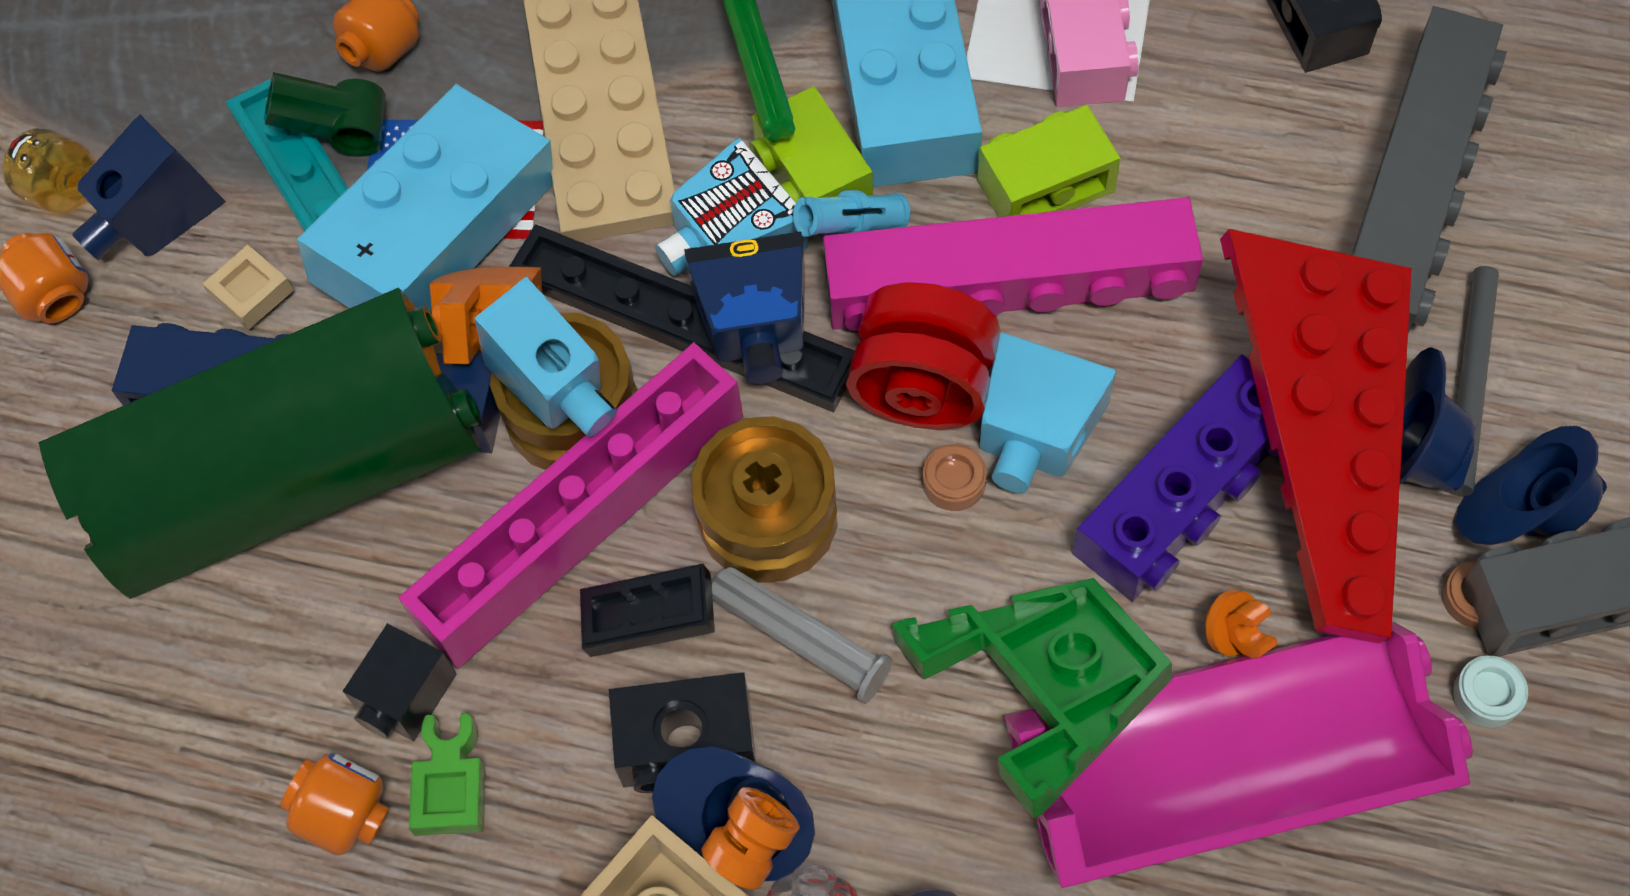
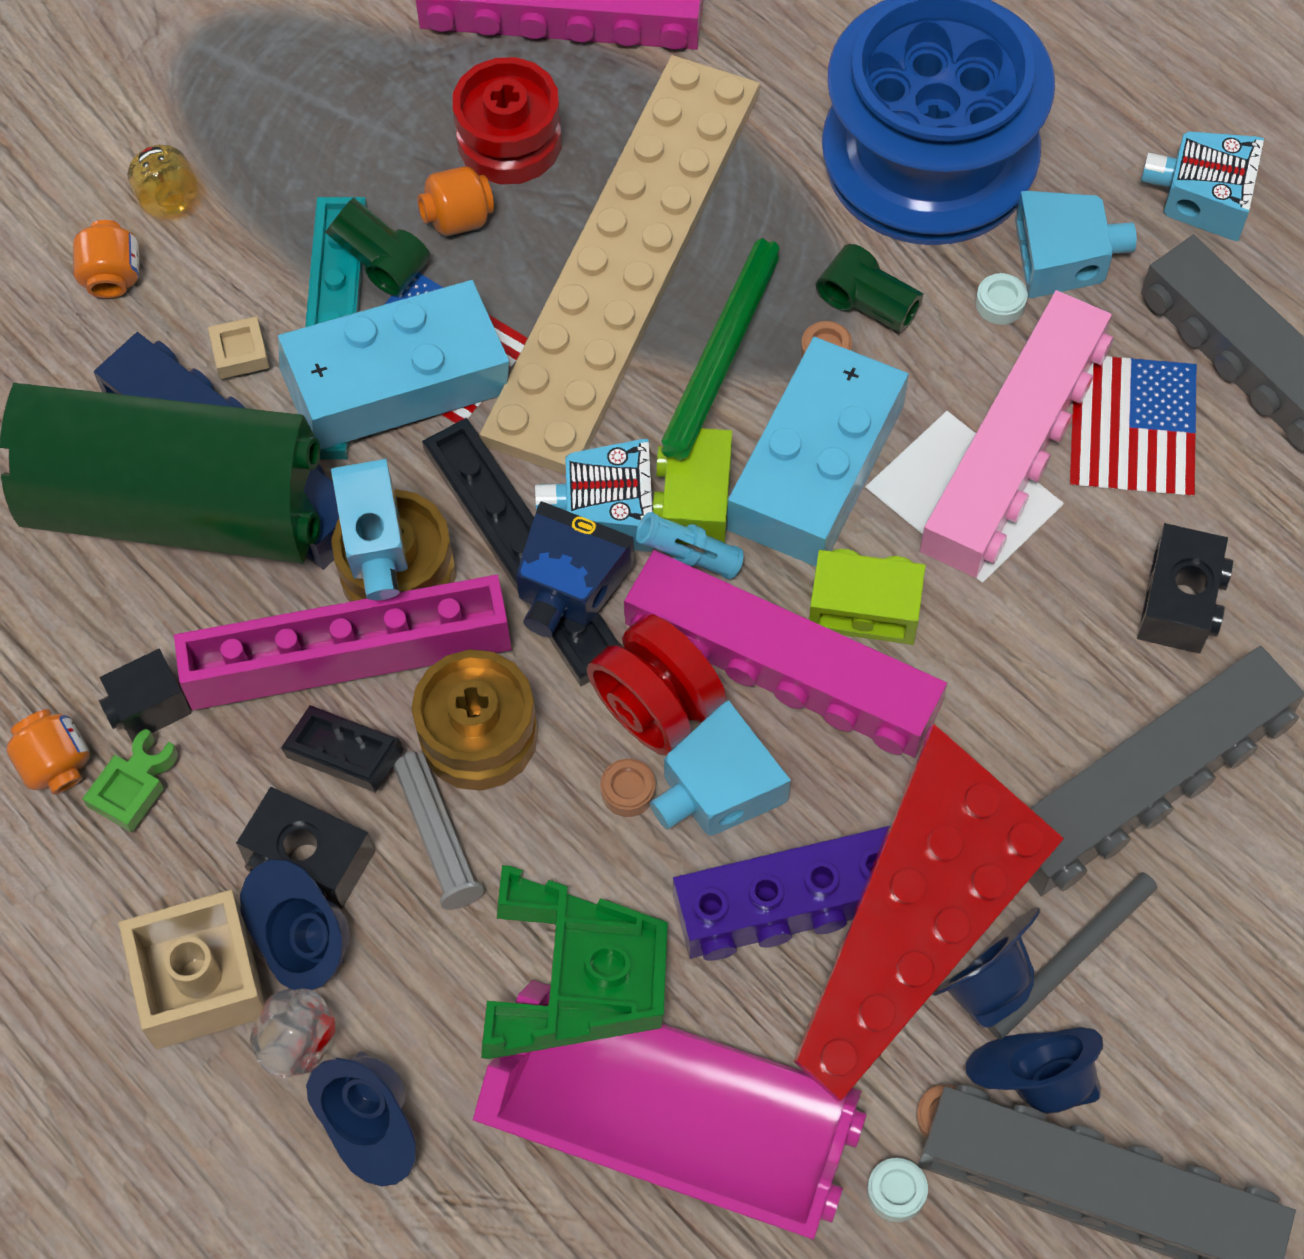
camera: 30 degrees right, 0 degrees up
(142, 194) = (211, 237): dark blue torso -> none
(462, 297) = (408, 457): orange brick -> none
(750, 838) = (291, 944): orange wheel -> none
(1234, 625) = (743, 1021): orange plate -> none

